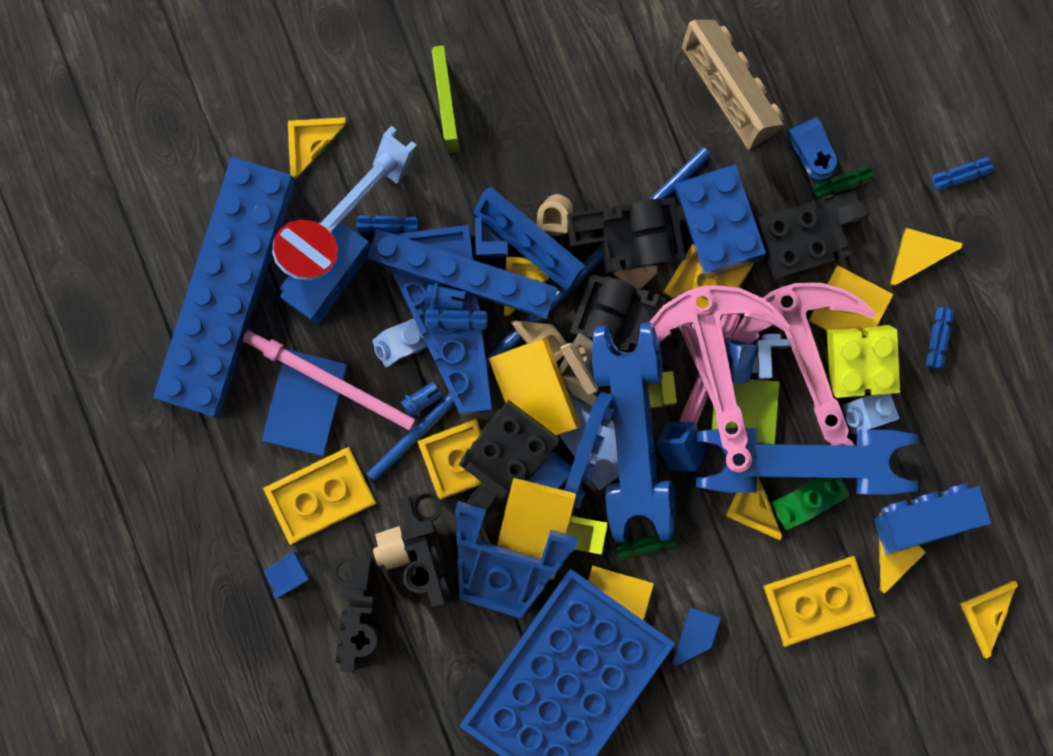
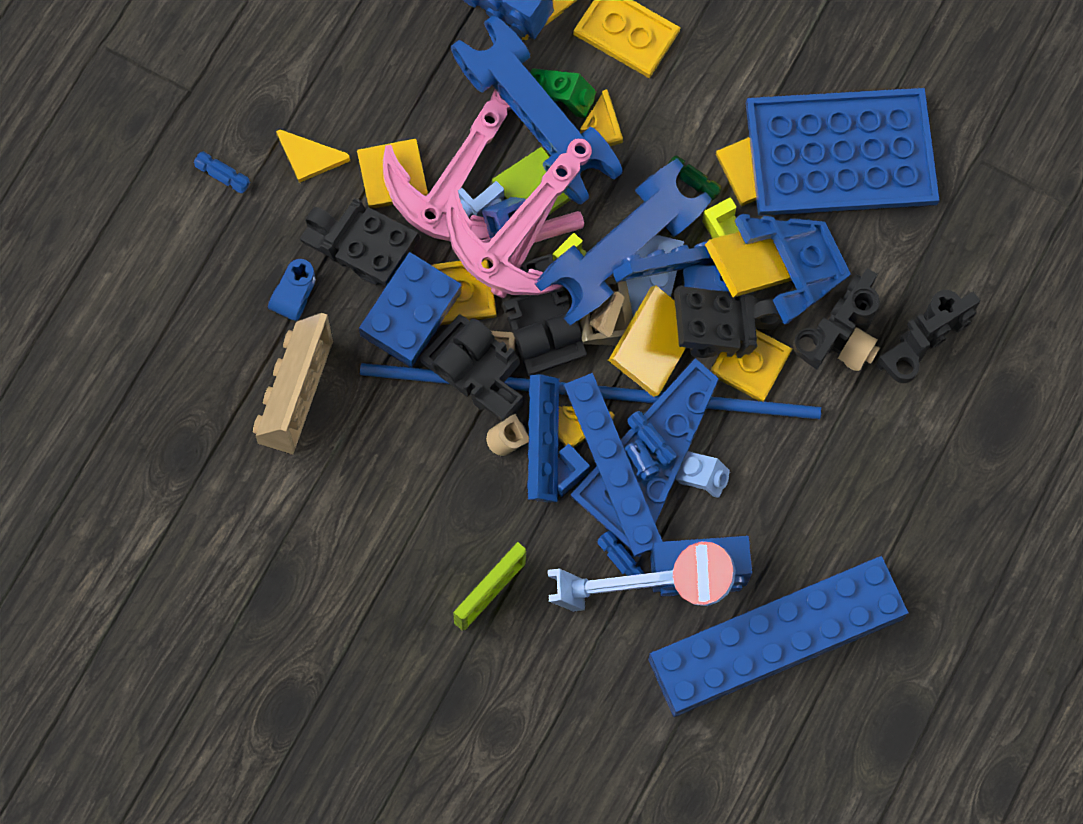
camera: 135 degrees left, 10 degrees down
(274, 350) = (791, 557): bright pink bar -> none
(287, 575) = (945, 411): blue panel -> none
(303, 407) = (808, 507): blue tile -> none
(309, 139) = (607, 675): yellow tile -> none
(319, 496) = (866, 439): yellow tile -> none
(419, 400) = (731, 422): blue pin -> none
(534, 331) = (606, 373): tan tile -> none
(680, 447) = (601, 209): blue panel -> none
(696, 635) = (726, 93): blue tile -> none
(843, 182) = (301, 250): dark green axle -> none
(863, 362) = (433, 128): neon yellow piece -> none
(870, 412) = (458, 98): light blue bracket -> none
(940, 338) = (361, 94): blue axle -> none

